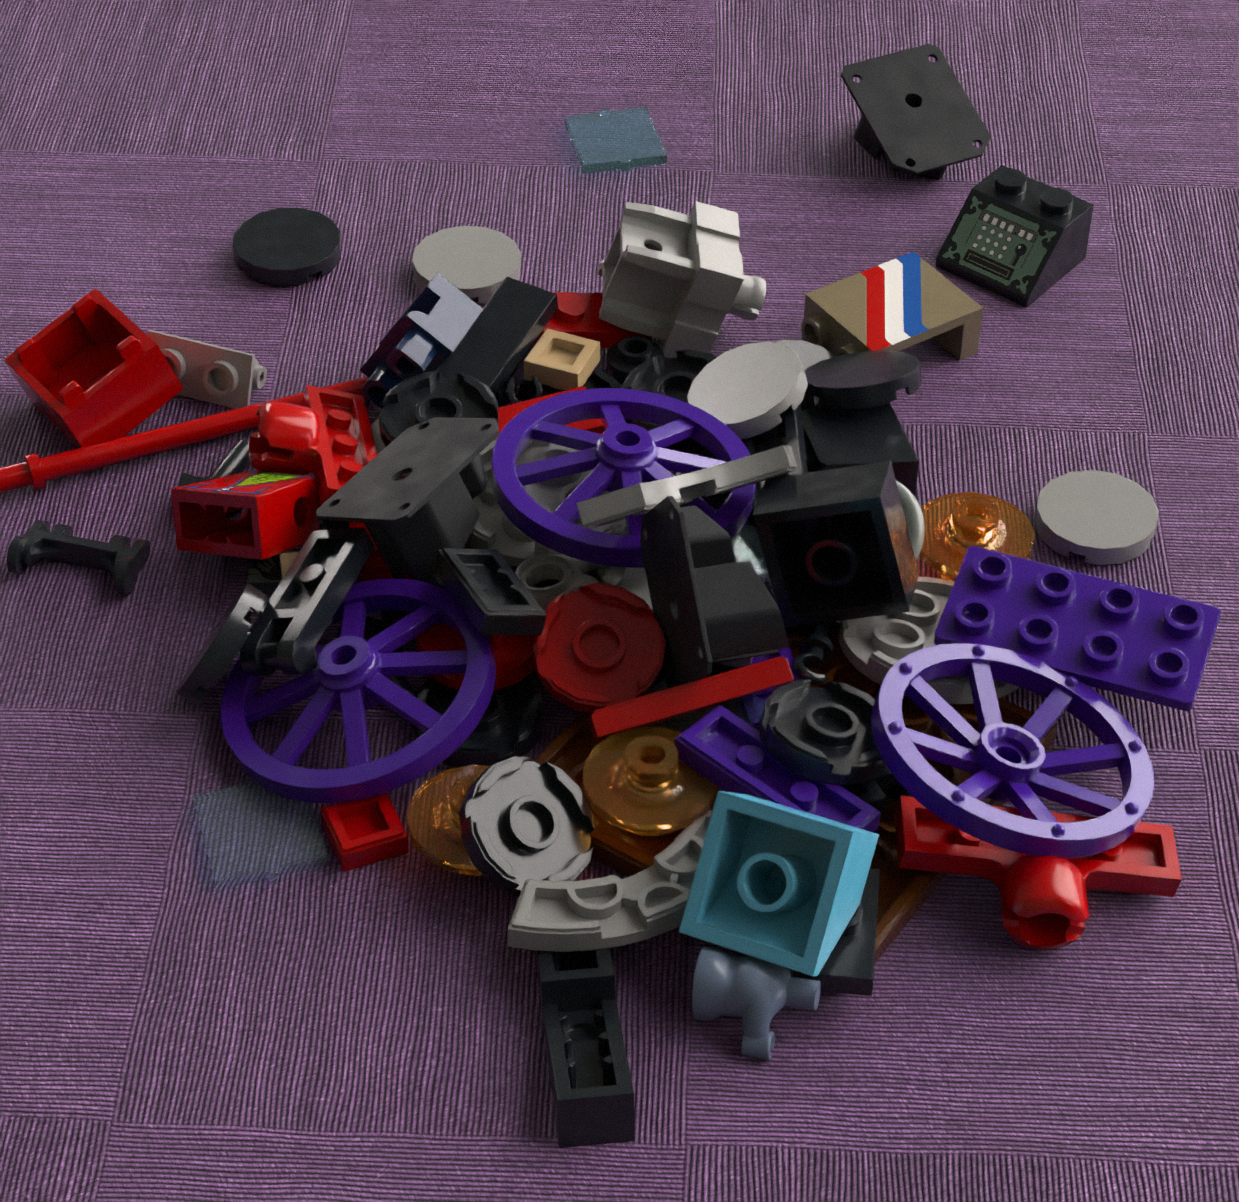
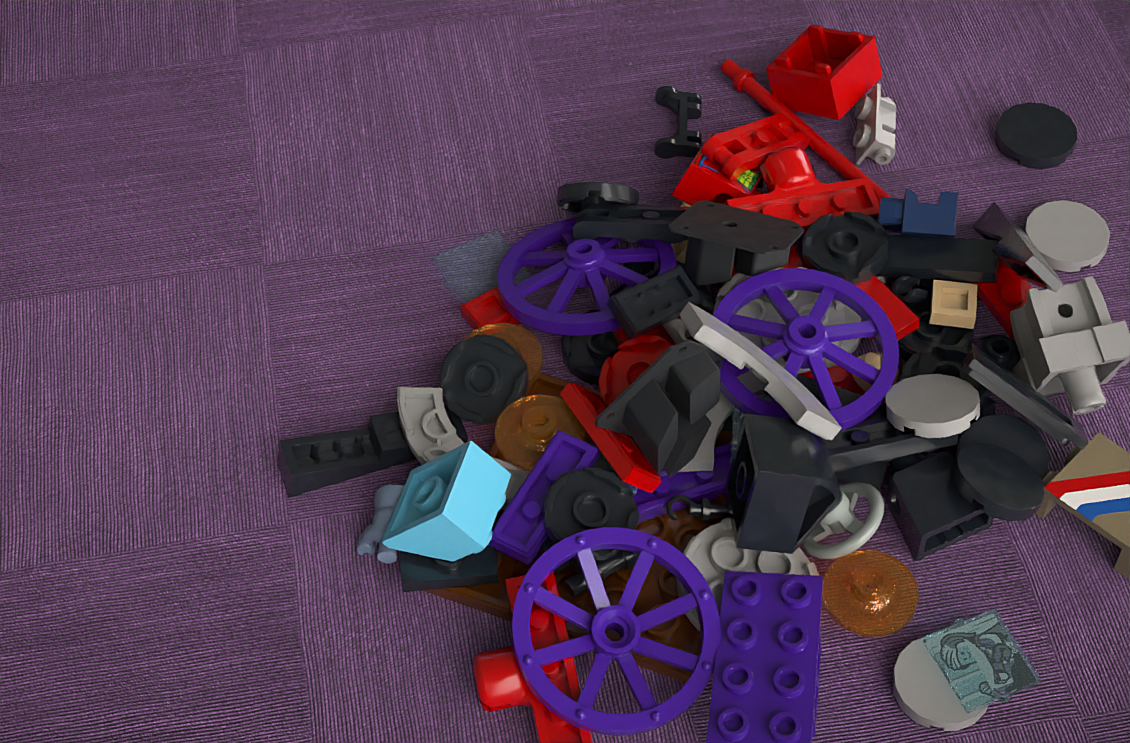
camera: 80 degrees right, 10 degrees up
(223, 454) = (752, 144): none -> red plate
(546, 260) = (1016, 248): none -> black slope
(748, 325) = (1023, 398): none -> black piece
(1081, 471) = (981, 660): none -> clear light blue piece

